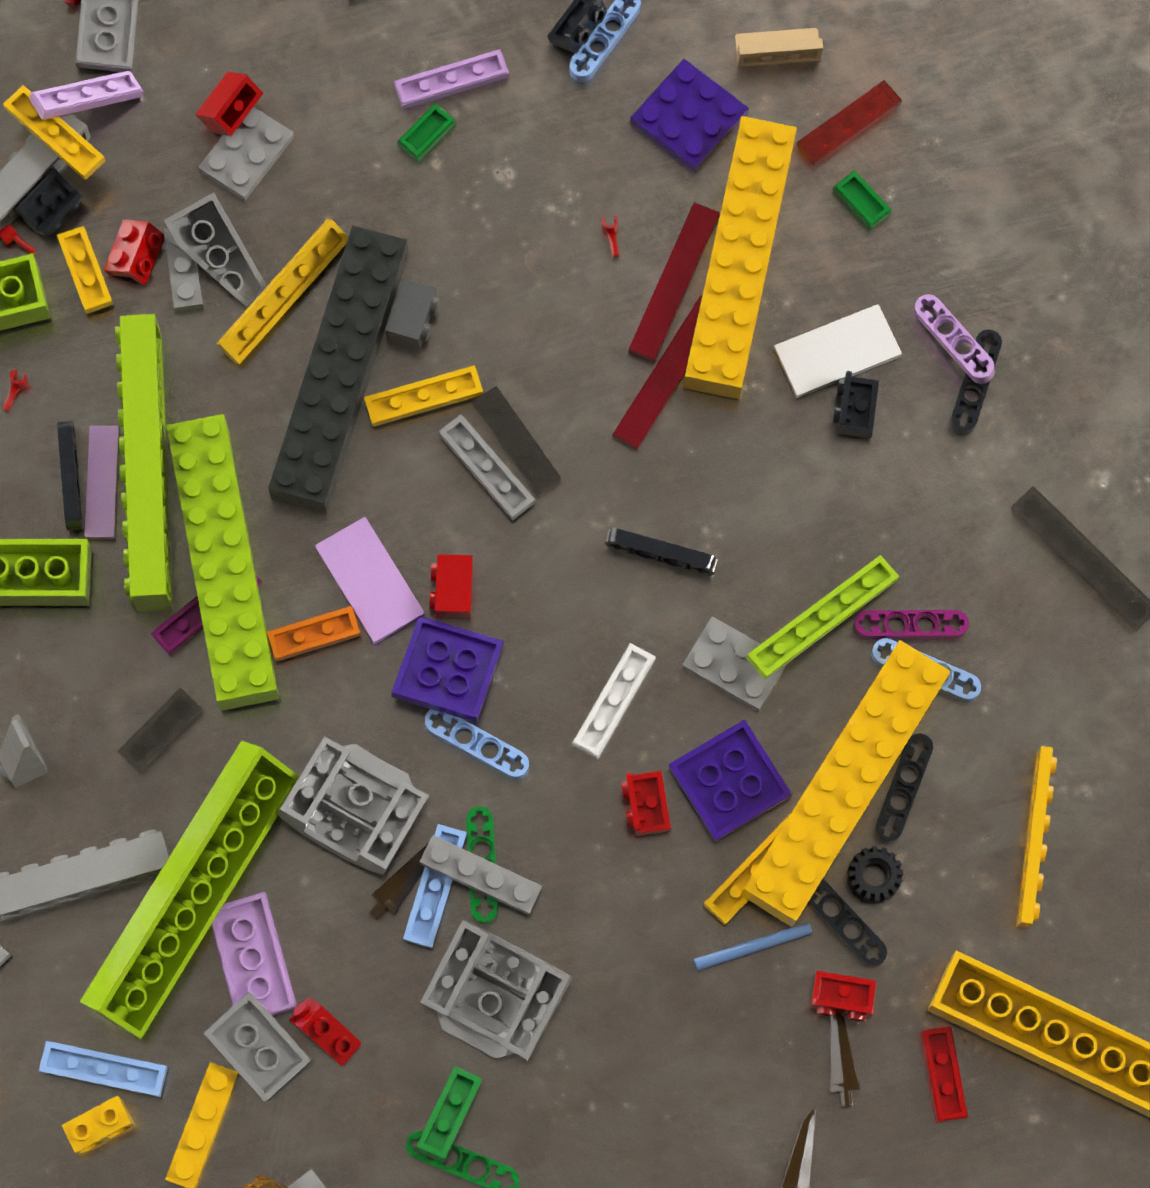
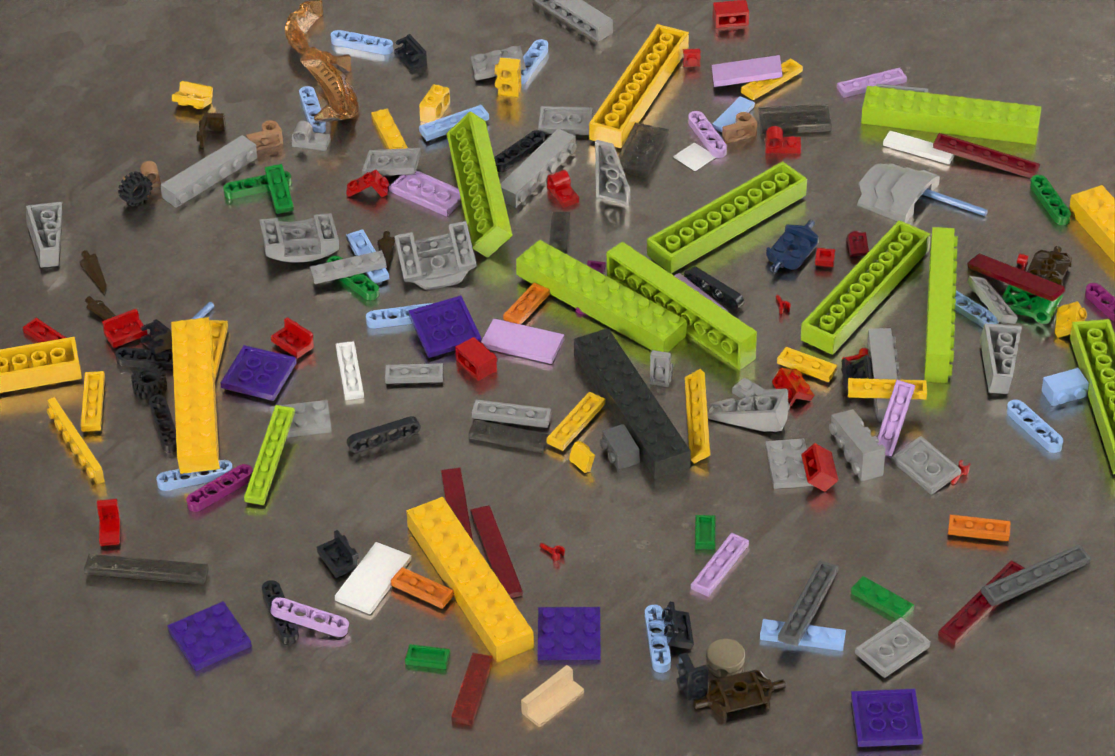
camera: 145 degrees right, 30 degrees down
(67, 935) = (533, 140): none -> black beam
(82, 814) = (560, 186): none -> red plate
(154, 104) = (858, 445): none -> light grey wedge
(259, 388) = (660, 368): none -> light grey plate
(467, 335) = (582, 456): none -> yellow tile
(545, 625) = (414, 373): none -> light grey plate
(798, 290) = (422, 587): none -> orange plate
(817, 939) = (159, 337): none -> black hinge
(967, 895) = (92, 401): none -> yellow plate
(1076, 410) = (209, 636): none -> dark purple plate
(1084, 659) = (109, 522): none -> red bracket

